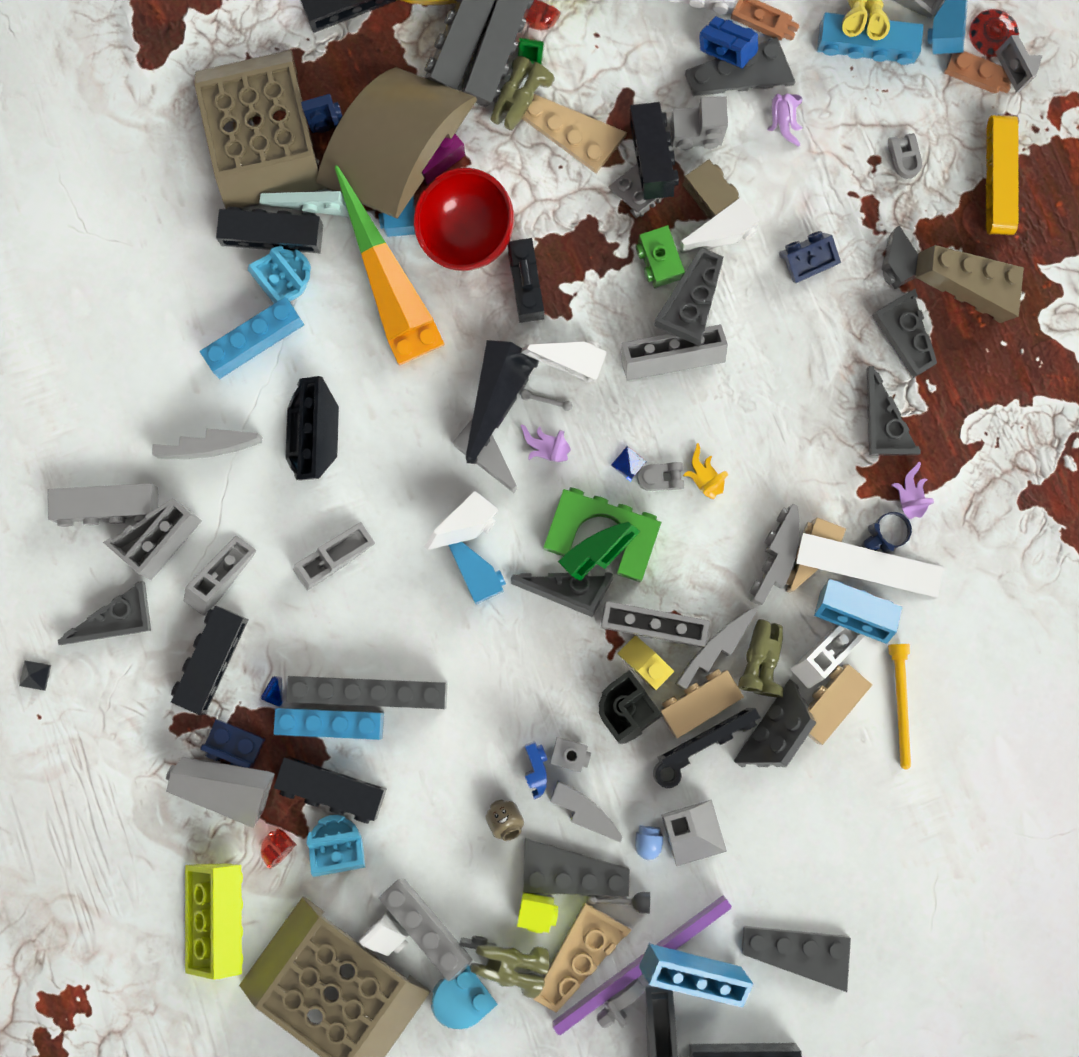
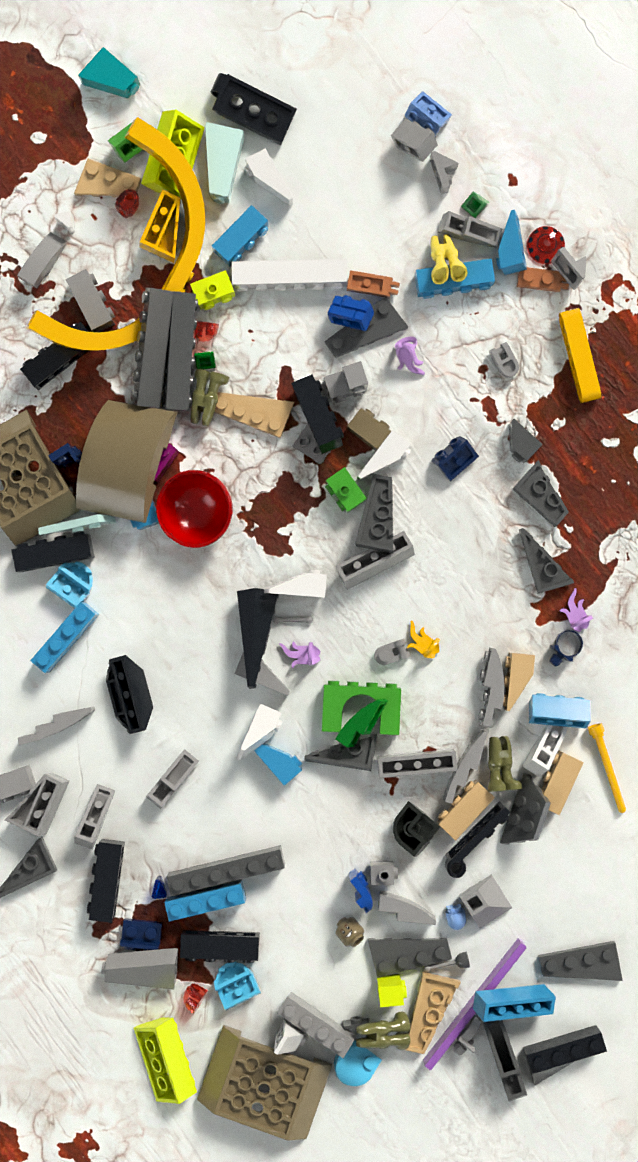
camera: 15 degrees left, 5 degrees up
(403, 314) = (168, 586): light orange plate -> none
(525, 280) = (252, 536): black piece -> none
(628, 463) = (365, 649): clear blue slope -> none
(646, 662) = (418, 792): light yellow slope -> none
(869, 565) = (559, 675): white sticker -> none
(980, 281) = (586, 445): dark tan wedge -> none

